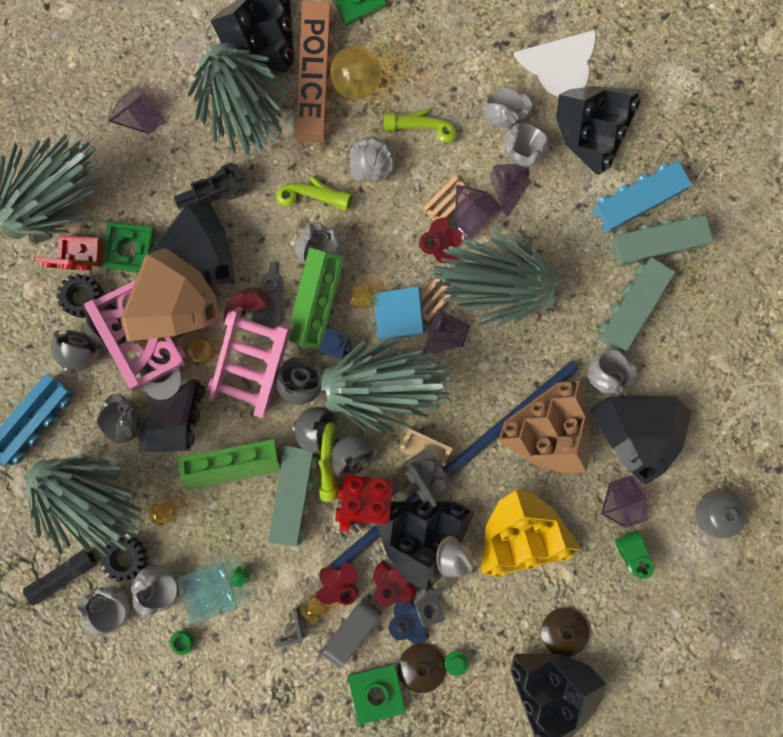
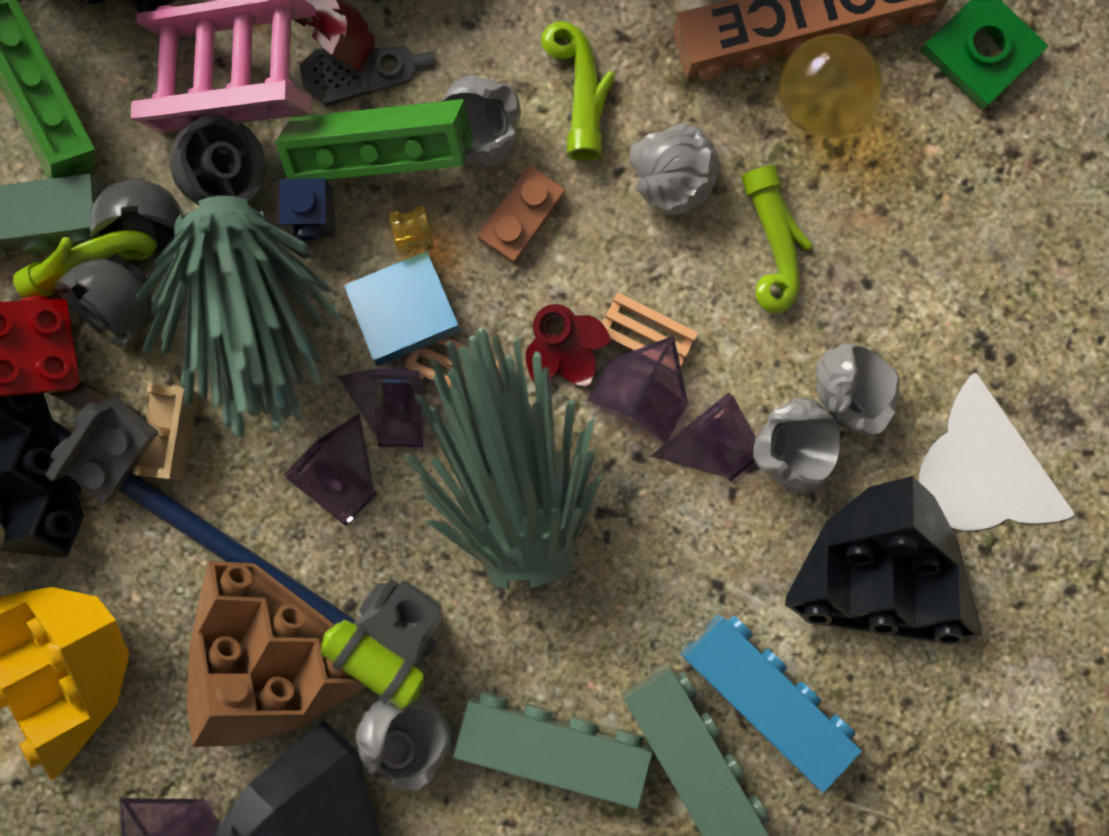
camera: 70 degrees right, 0 degrees up
(368, 242) = (521, 214): none -> nougat plate
(470, 369) = (336, 471): none -> slope
(563, 362) = (387, 641): none -> dark grey piece

